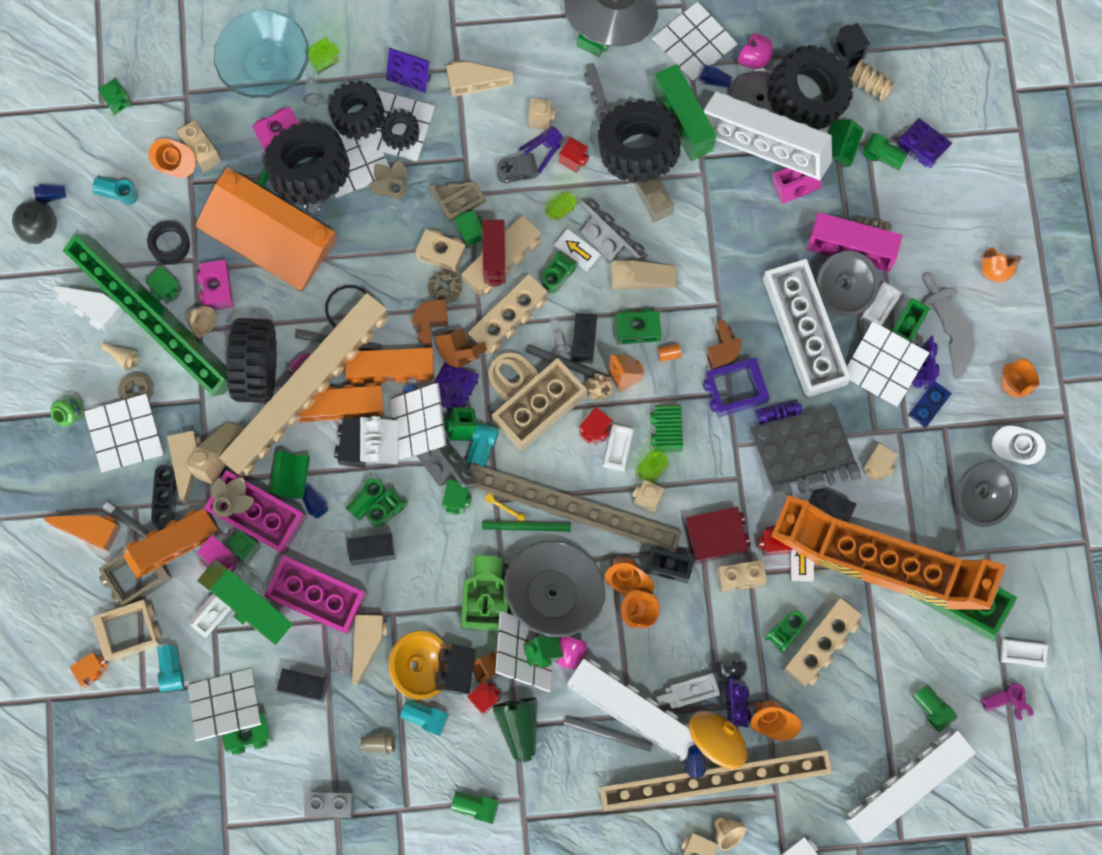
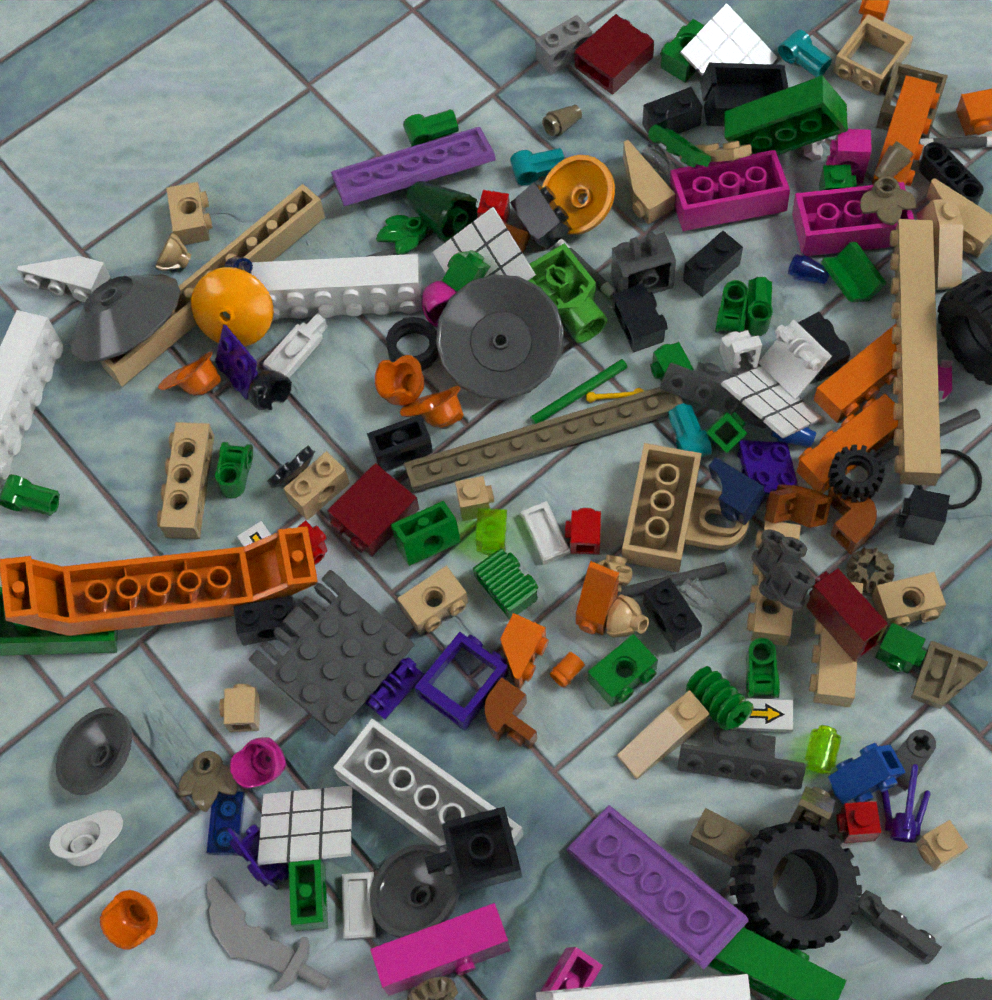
camera: 150 degrees right, 10 degrees down
(198, 523) = (894, 160): none -> dark tan cone
(245, 655) = (735, 84): none -> black piece
(298, 770) = (614, 54): none -> dark red brick
(305, 624) = (728, 152): none -> tan hinge
(324, 646) = (679, 146): none -> green hinge
(392, 286) = (922, 516): none -> black brick
(407, 472) = (740, 352): none -> white arch
(417, 346) = (860, 458): none -> black tyre
(421, 575) = (645, 262): none -> dark grey hinge
(449, 546) = (639, 317): none -> black brick
(453, 613) = (601, 283): none -> bar
(490, 372) = (739, 495): none -> dark blue arch
(509, 295) = (786, 576): none -> dark grey axle
(511, 781) = (412, 165): none -> medium lavender tile
(551, 171) = (873, 770): none -> blue brick
(559, 732) = (403, 232): none -> green plate
(596, 172) = (814, 807): none -> dark tan slope
(597, 268) = (719, 698): none -> green piece
(611, 620) = (411, 326): none -> black tyre
(612, 346) = (625, 618): none -> tan piece
(686, 383) = (521, 645): none -> orange slope
(695, 491) = (426, 533): none -> green brick
(714, 193) = (657, 886): none -> medium lavender tile
(730, 456) = (440, 585): none -> tan brick
(751, 596) = (292, 469): none -> black dish
(790, 775) = (123, 315): none -> dark grey dish
(803, 266) = (477, 851): none -> black hinge
(891, 419) = (251, 764): none -> dark pink helmet
(927, 431) = (207, 783): none -> dark tan plate

